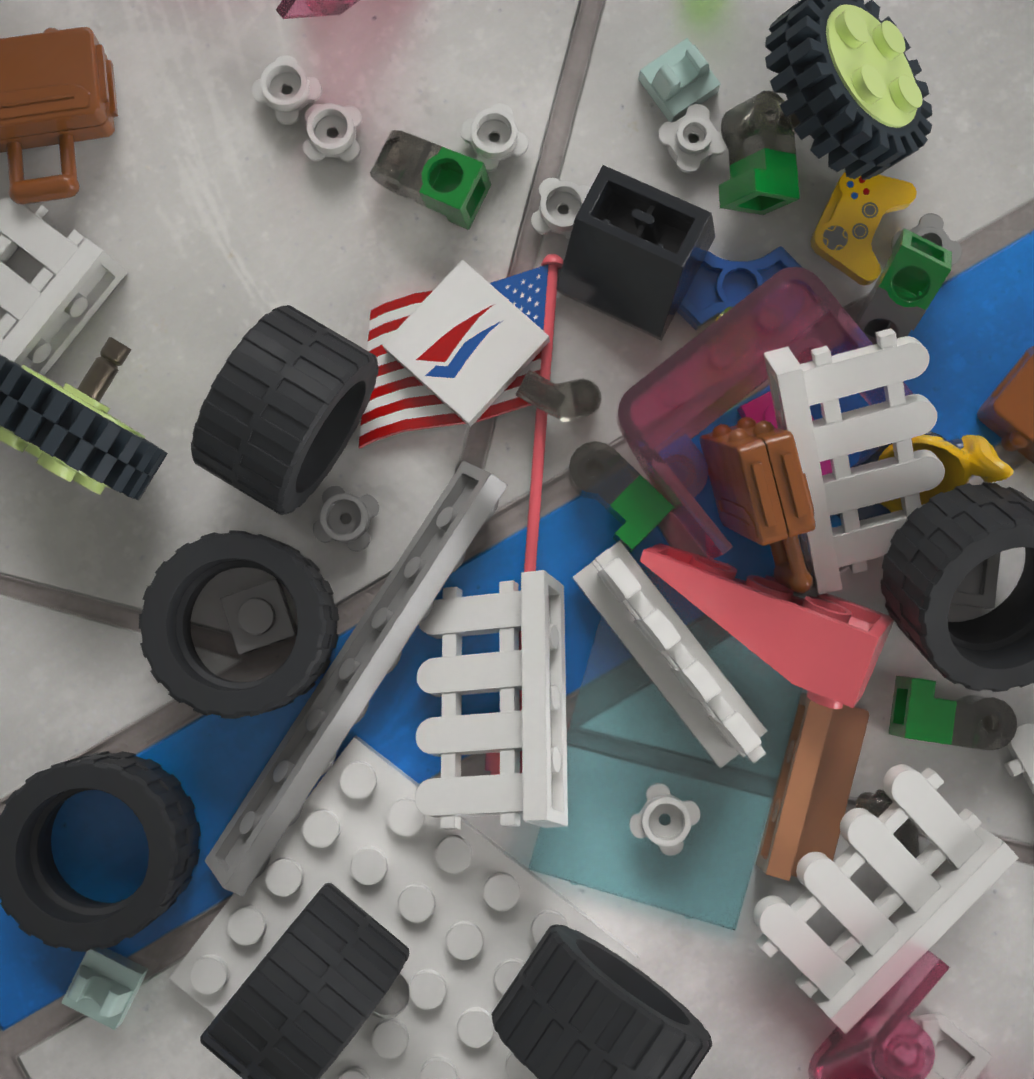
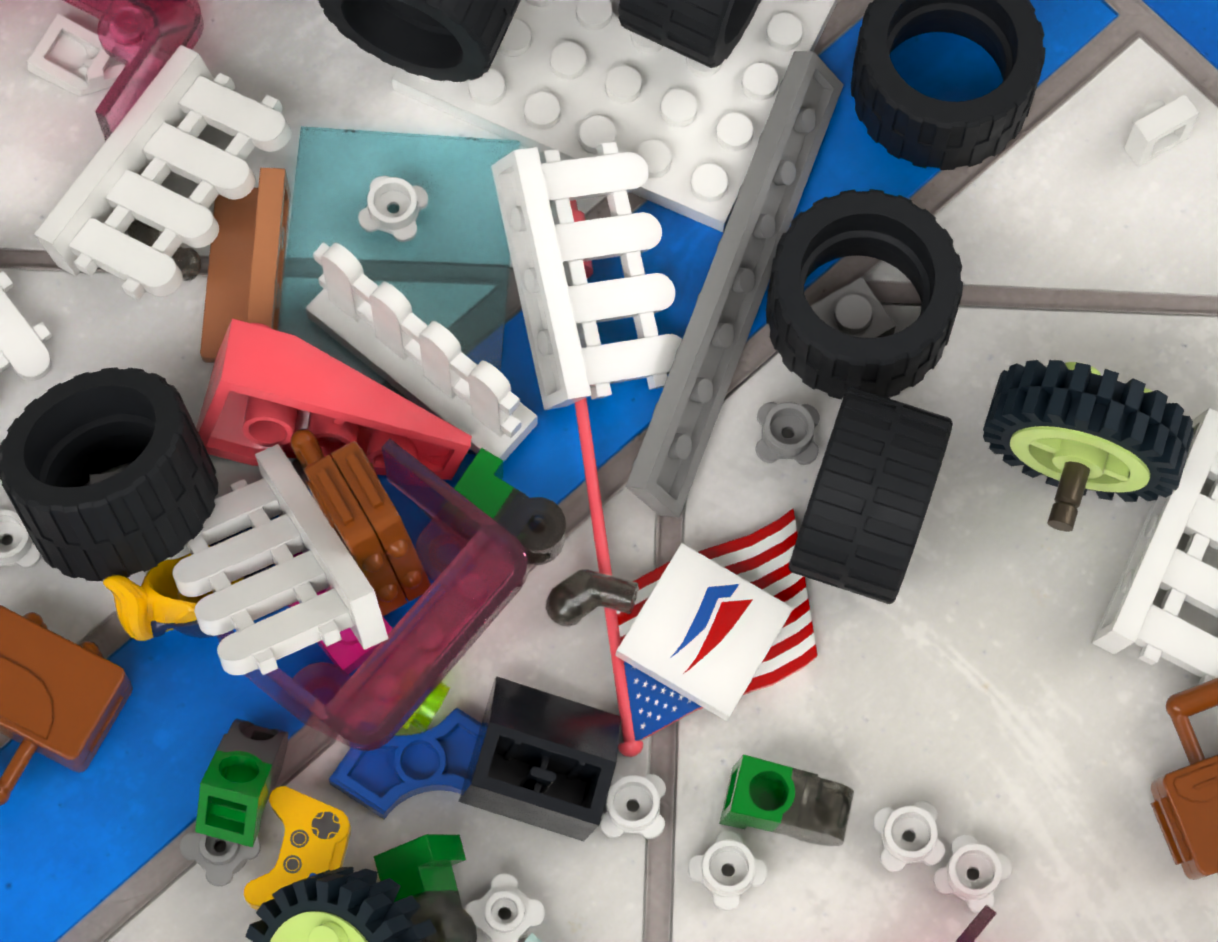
camera: 165 degrees right, 15 degrees down
(968, 722) = (123, 347): leg -> none

